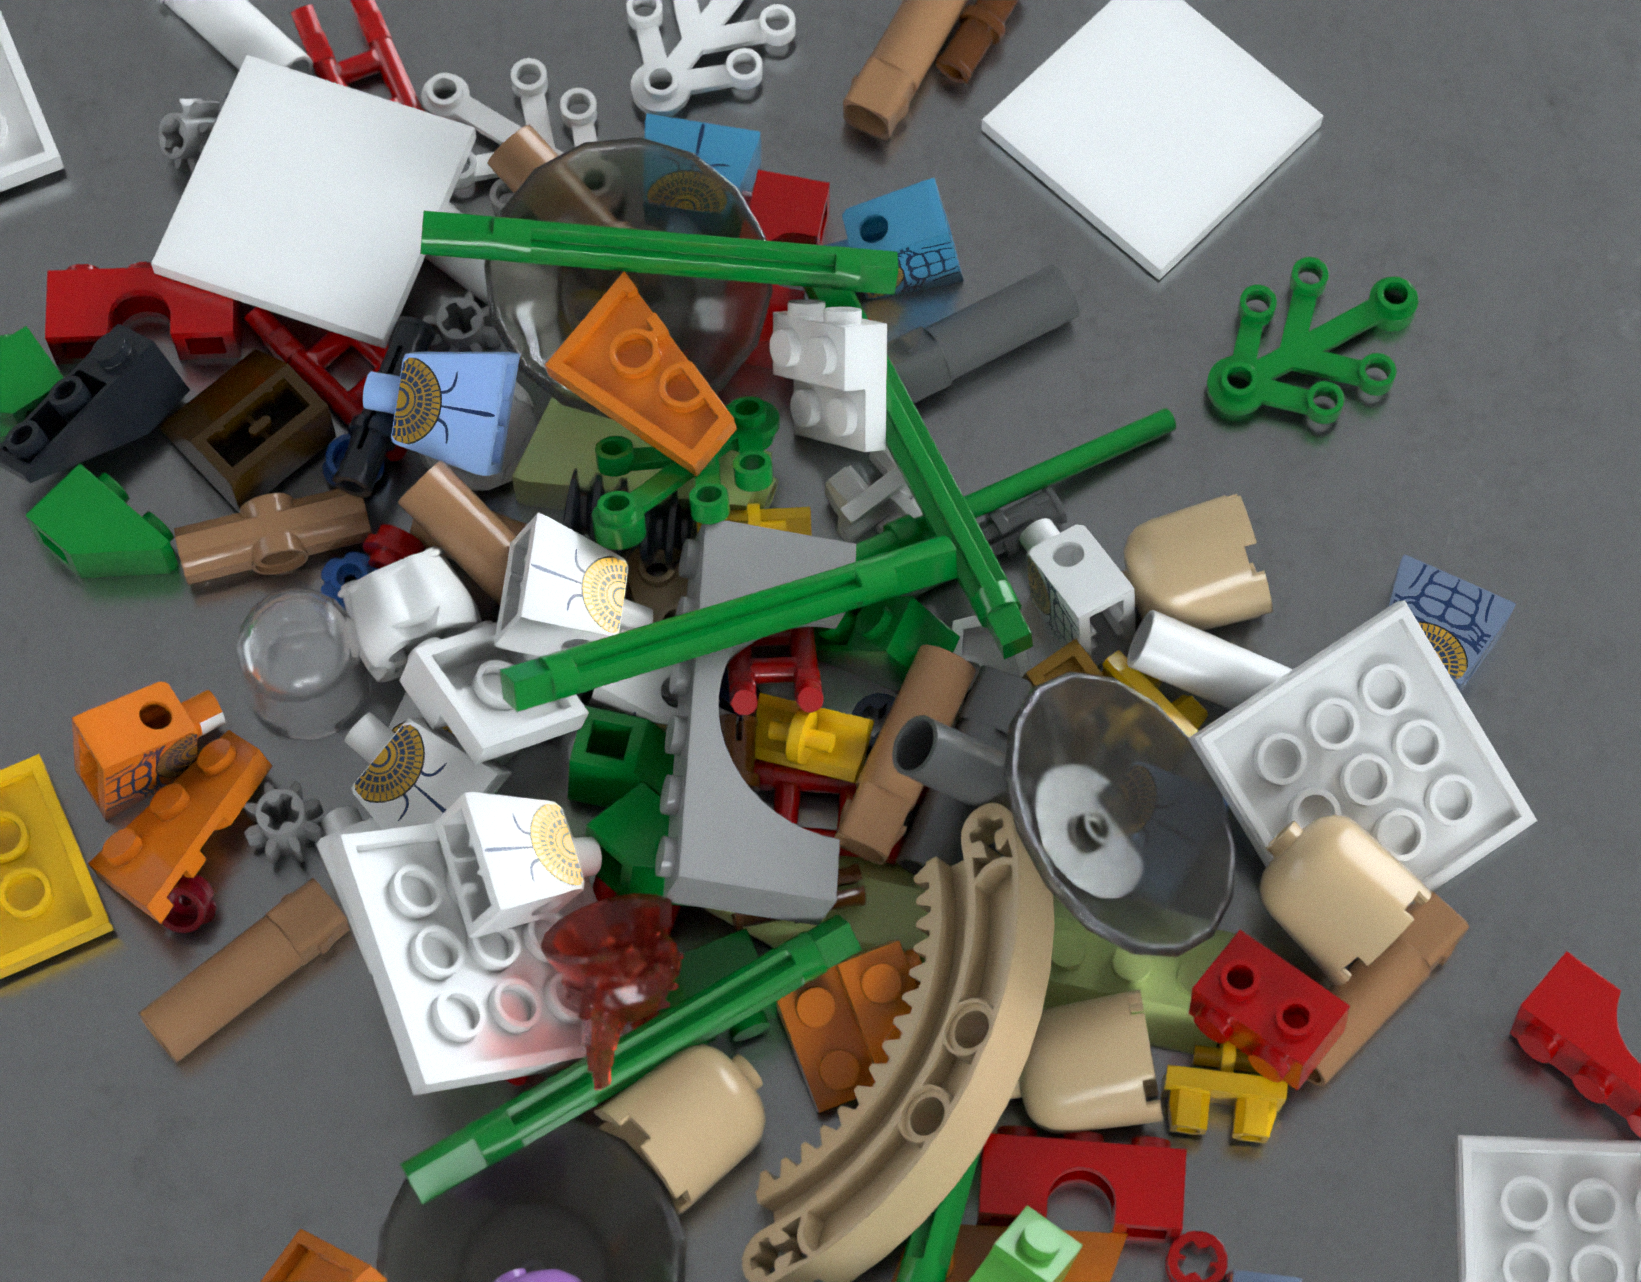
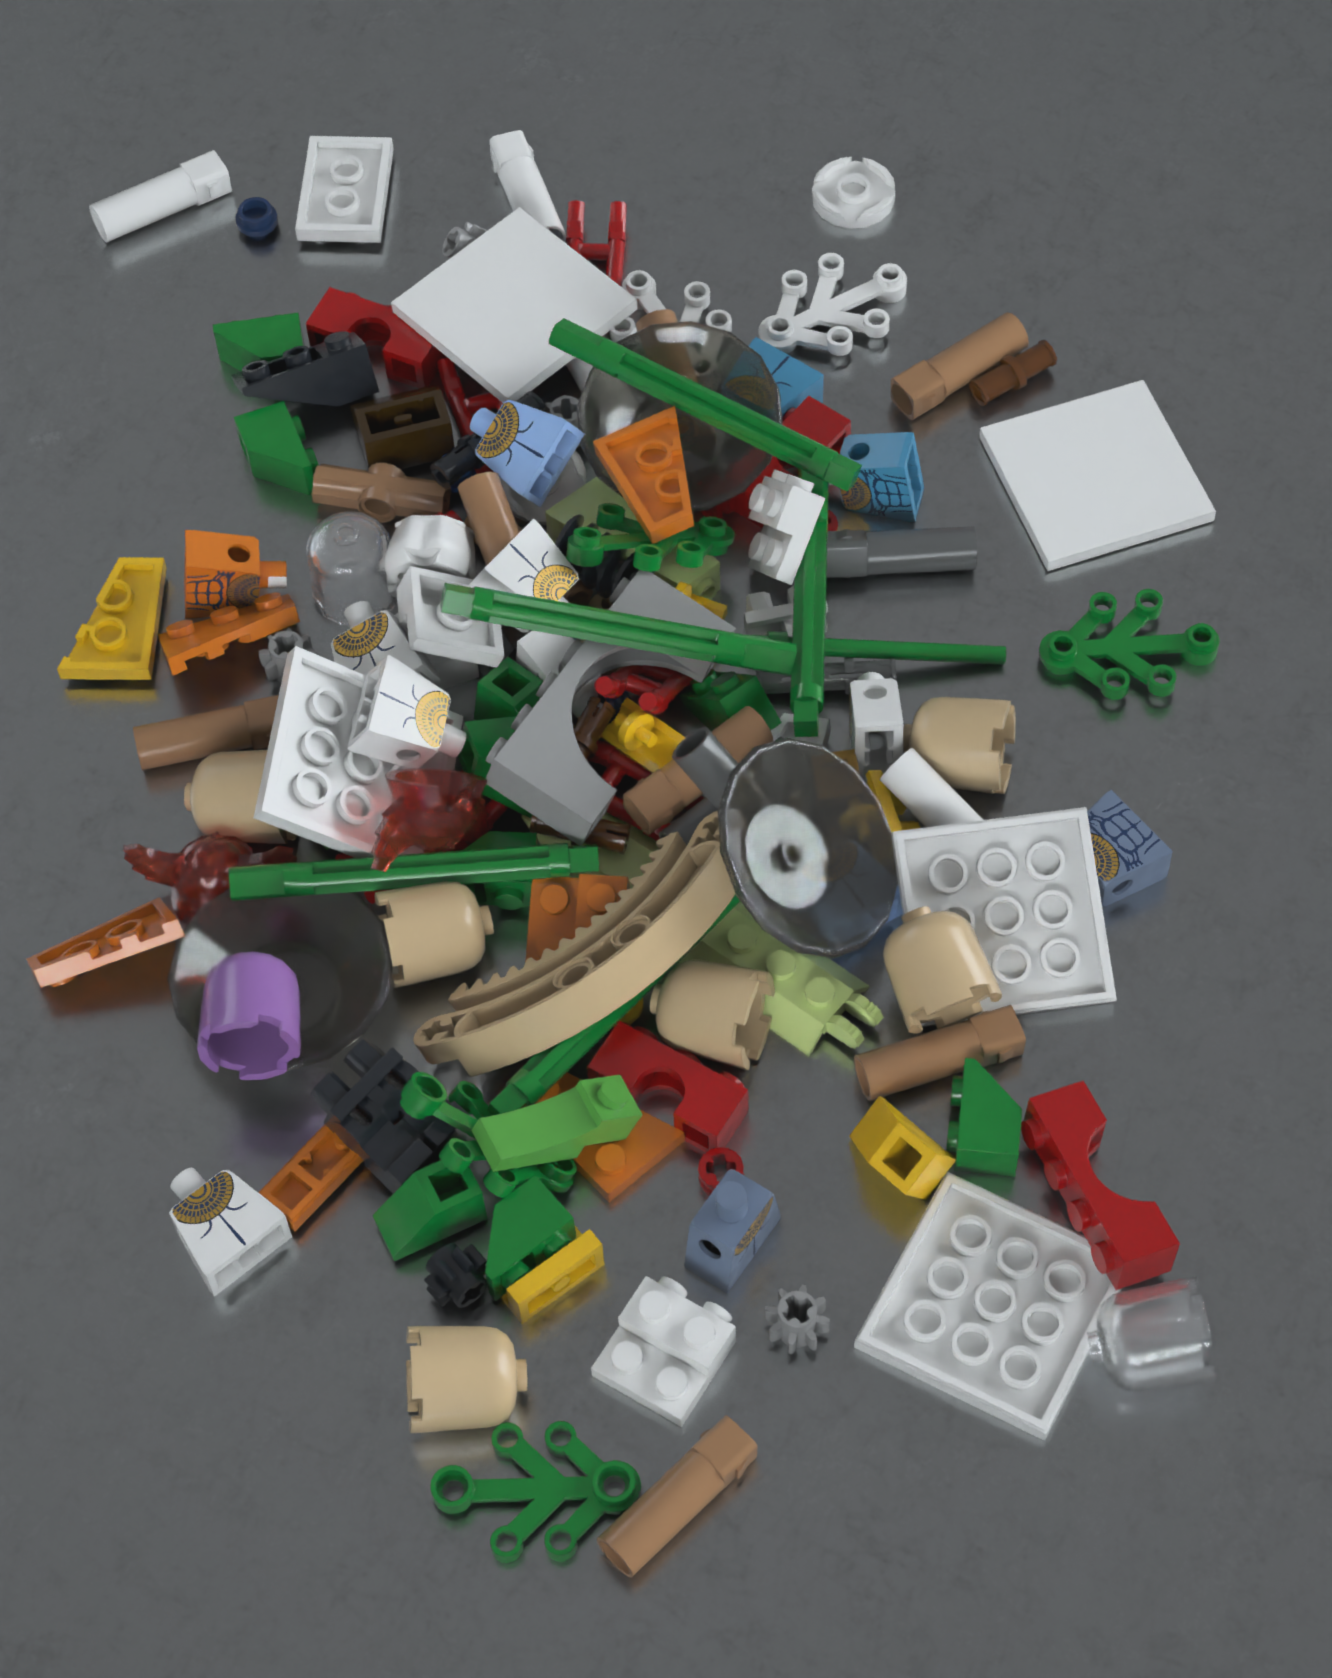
camera: 30 degrees right, 10 degrees down
(189, 915) = (201, 679): dark red plate -> none
(335, 1050) = (226, 797): none -> tan cylinder
(354, 1168) = (200, 867): none -> clear red helmet
(1193, 1089) = (802, 1064): yellow hips -> none
(1267, 1011) = (848, 1023): red brick -> none
(1393, 1136) = (901, 1150): none -> yellow slope
(1475, 1054) = (988, 1124): none -> green slope

